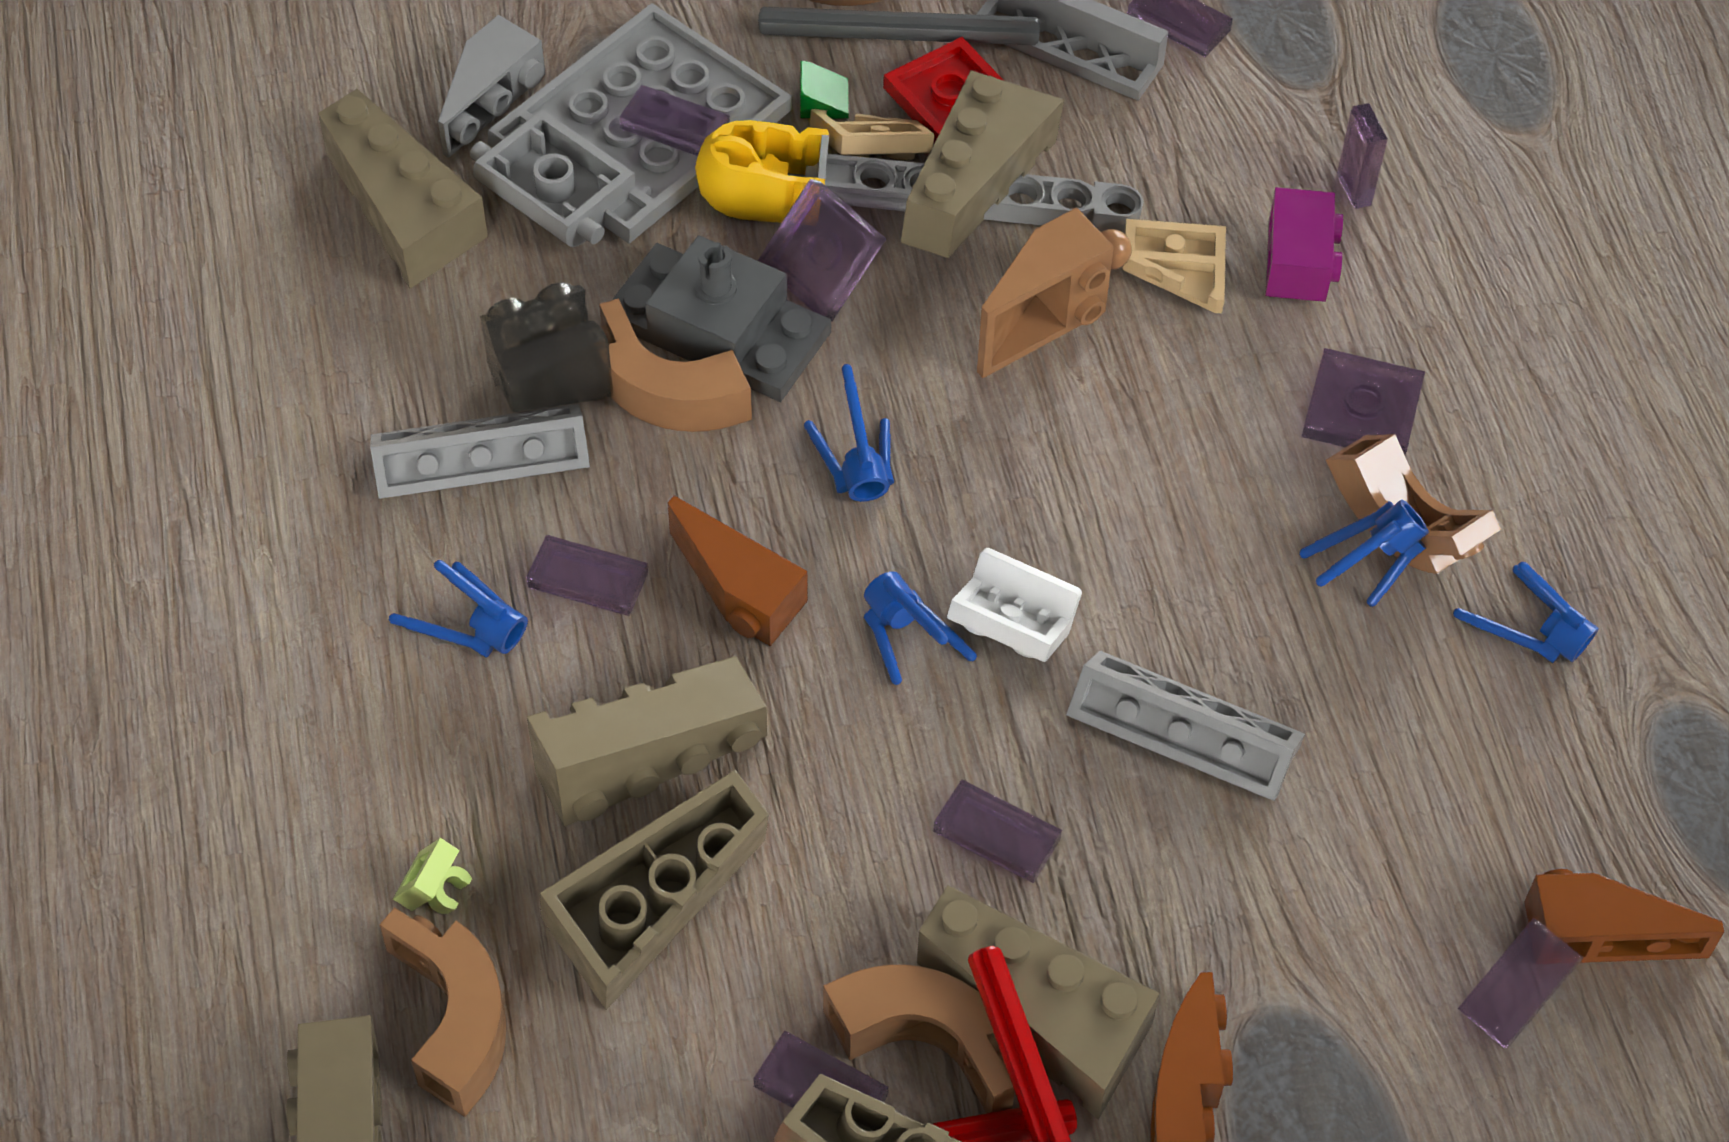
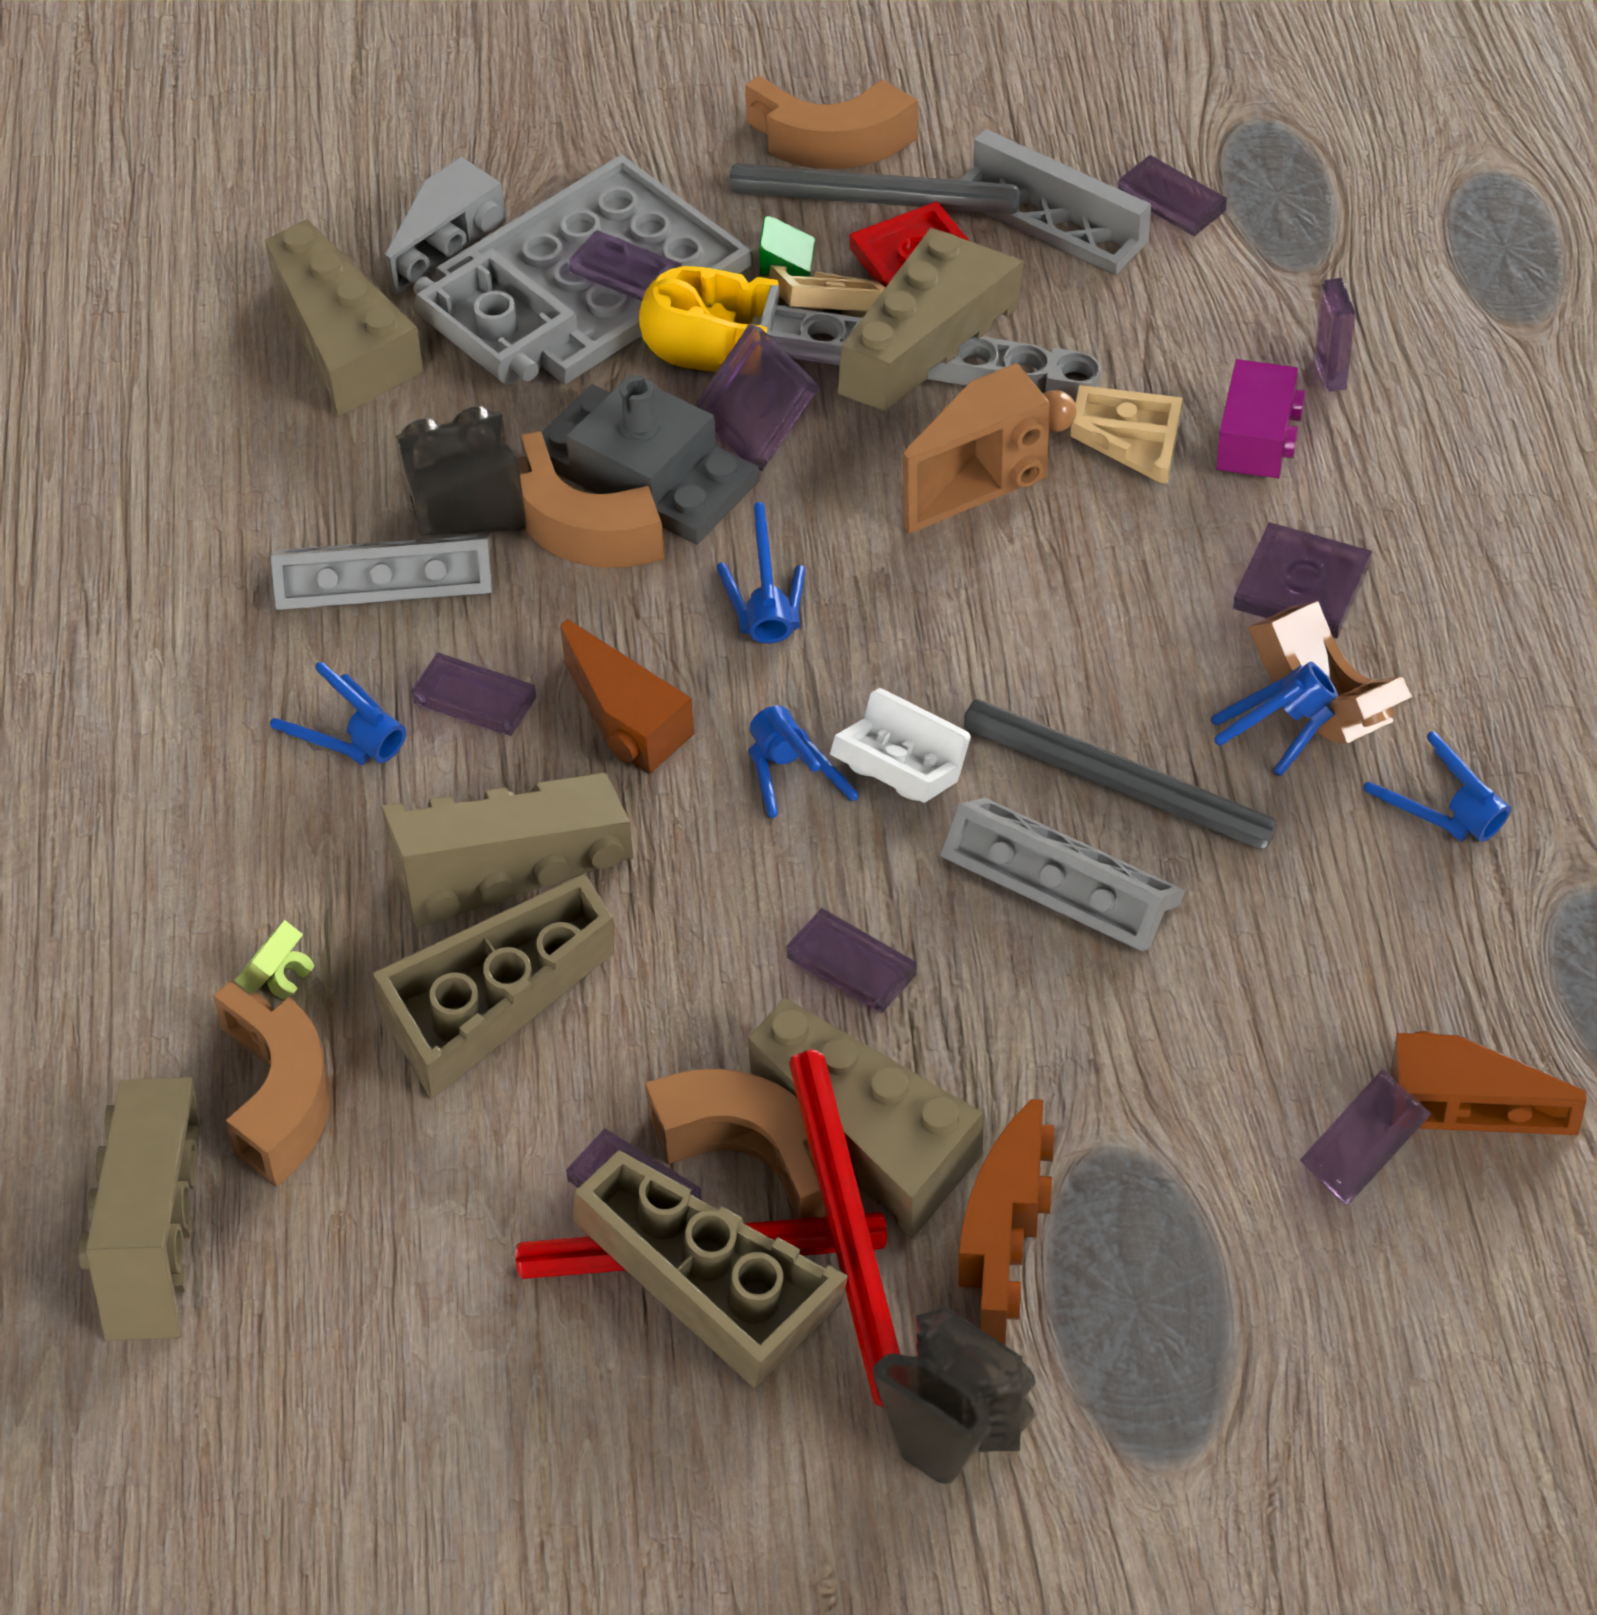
camera: 10 degrees right, 5 degrees down
(1224, 617) = (1120, 774): none -> dark grey axle

